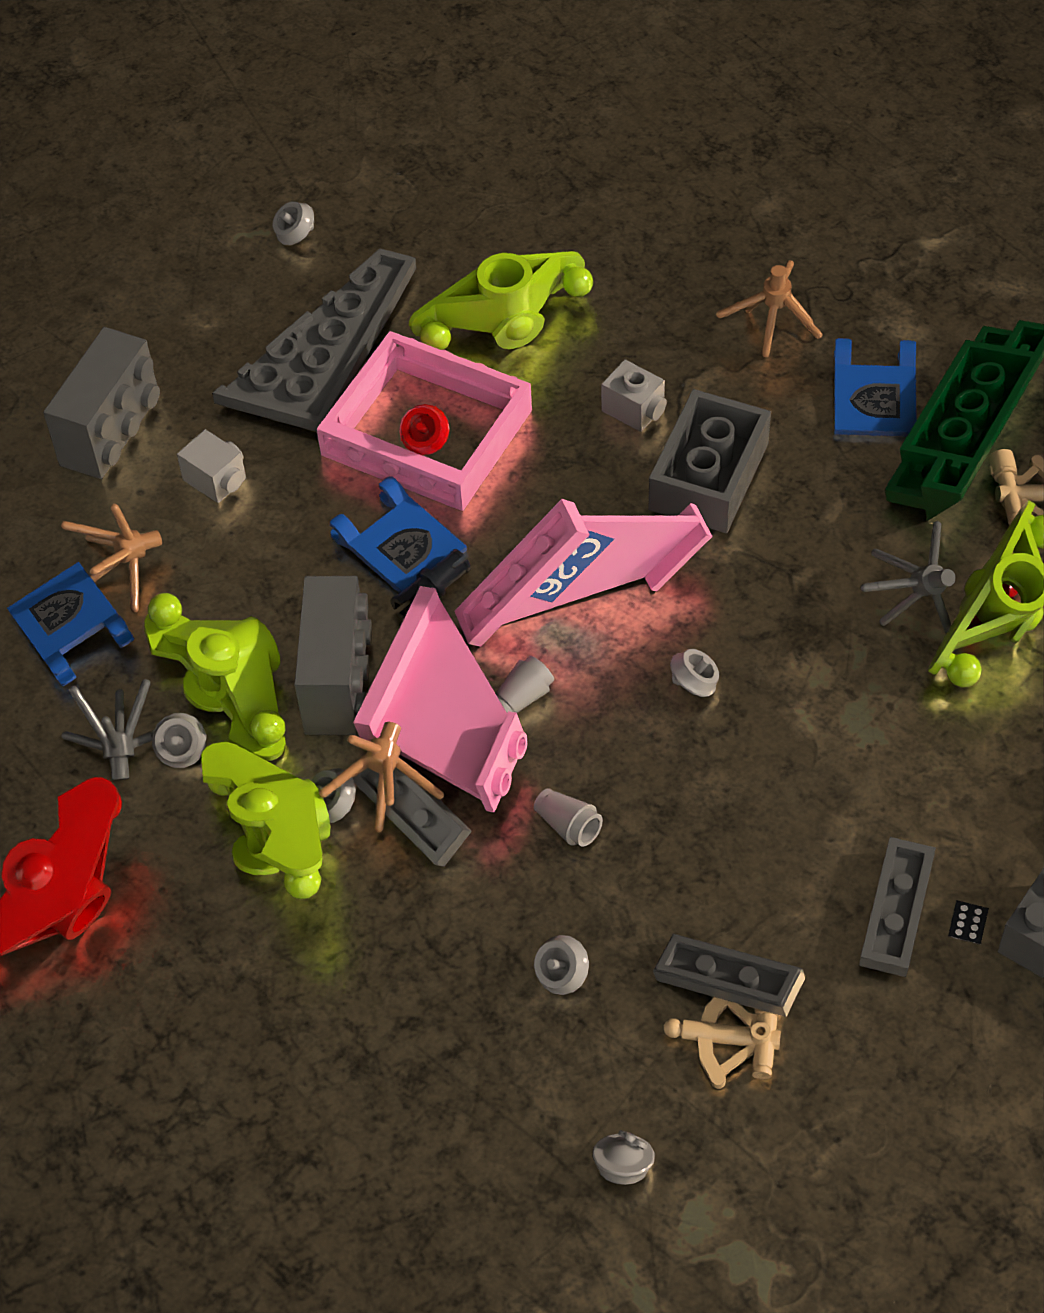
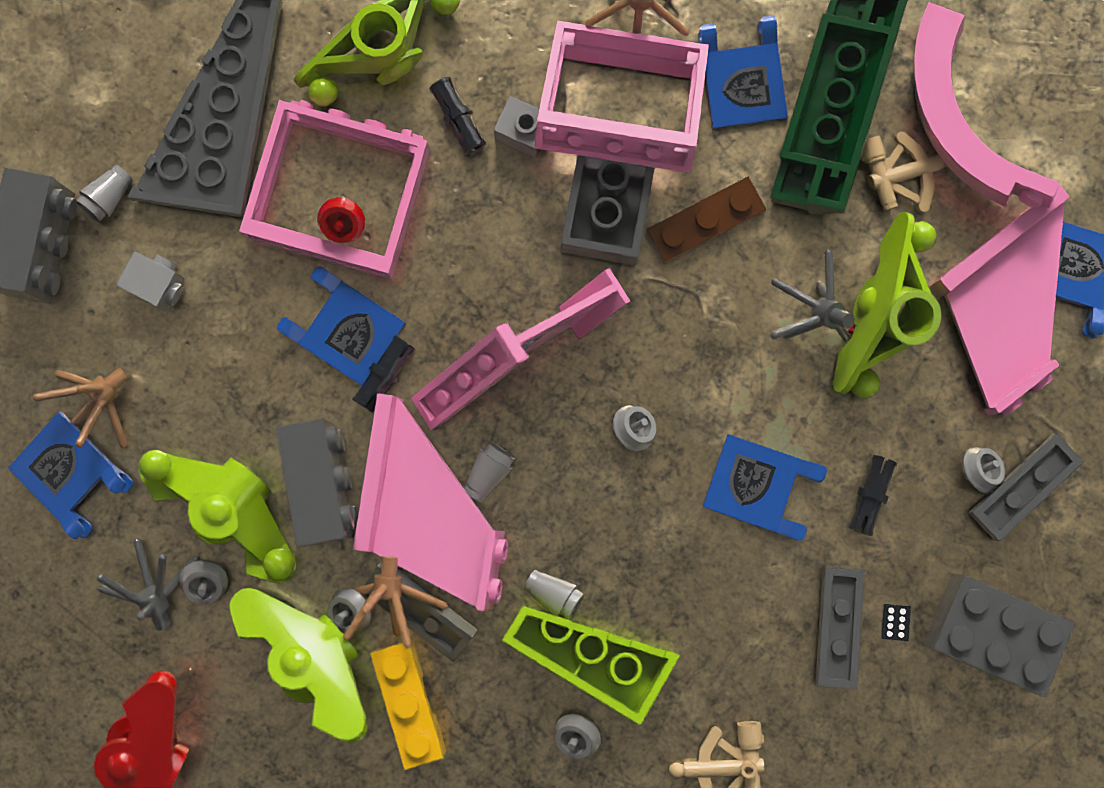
camera: 15 degrees left, 30 degrees up
(187, 391) = (104, 193): none -> light grey cone
(373, 891) = (407, 704): none -> yellow arch
(567, 380) = (457, 115): none -> black pin
(602, 887) = (601, 665): none -> lime wedge
(729, 974) = (715, 723): dark grey tile -> none
(736, 392) = (616, 139): none -> bright pink window
(812, 505) = (706, 220): none -> reddish brown plate
(827, 753) = (756, 483): none -> blue flag
(957, 782) = (872, 495): none -> black pin

